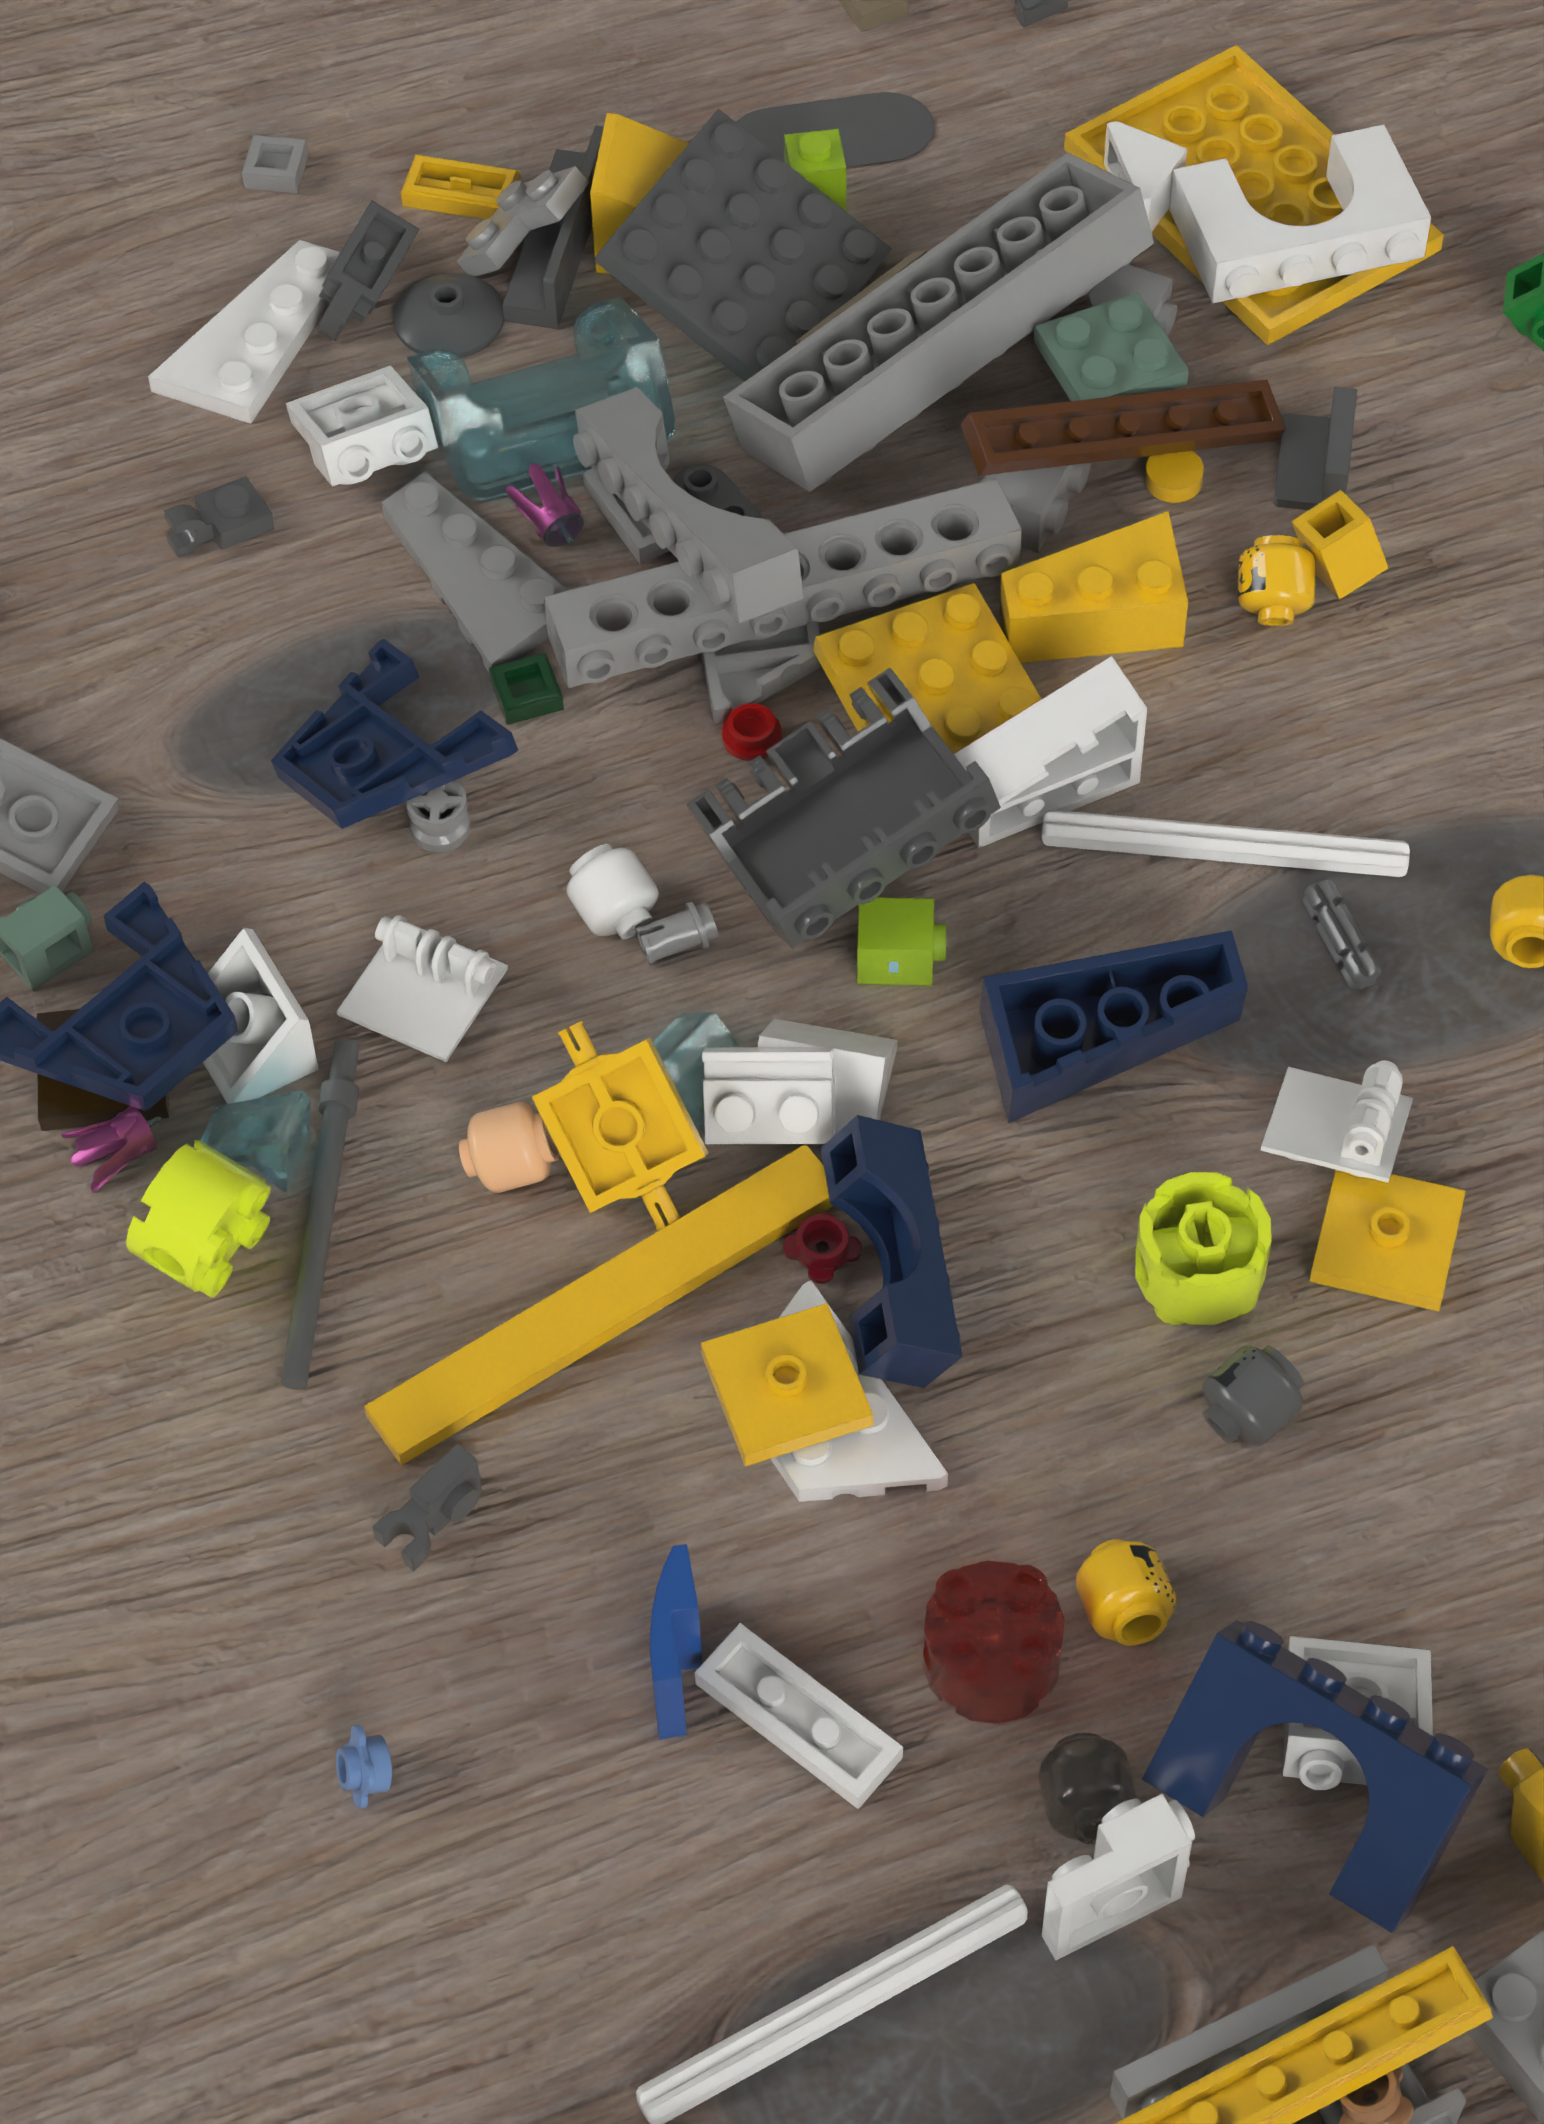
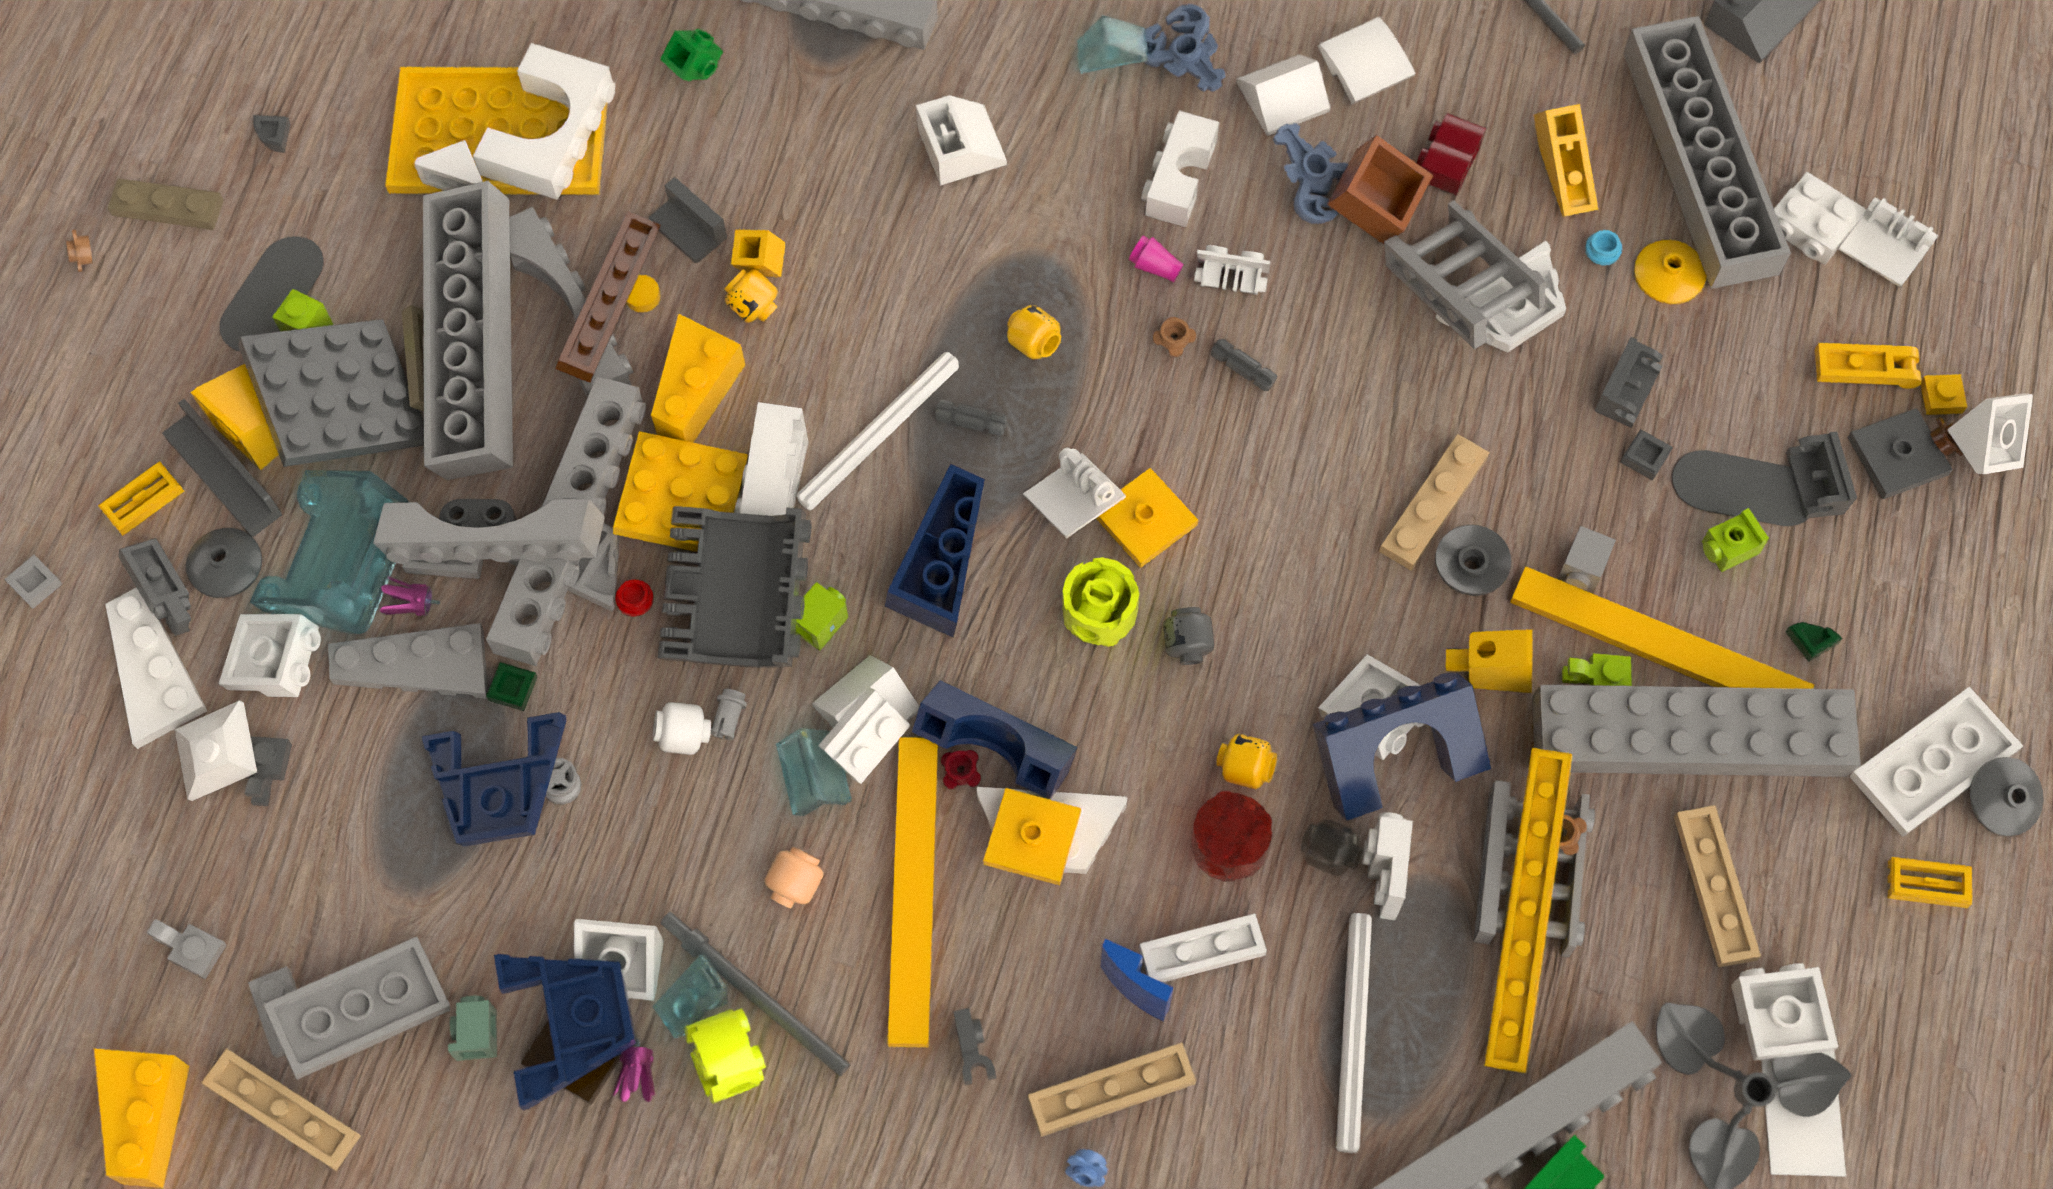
camera: 55 degrees left, 10 degrees up
(196, 453) = (215, 751): none -> white slope
(421, 988) = (660, 859): white hinge -> none
(504, 1727) = (1111, 1089): none -> tan plate
(520, 210) = (196, 482): light grey plate -> none
(620, 1125) = (831, 816): yellow plate -> none
(1111, 351) = (558, 269): sand green plate -> none

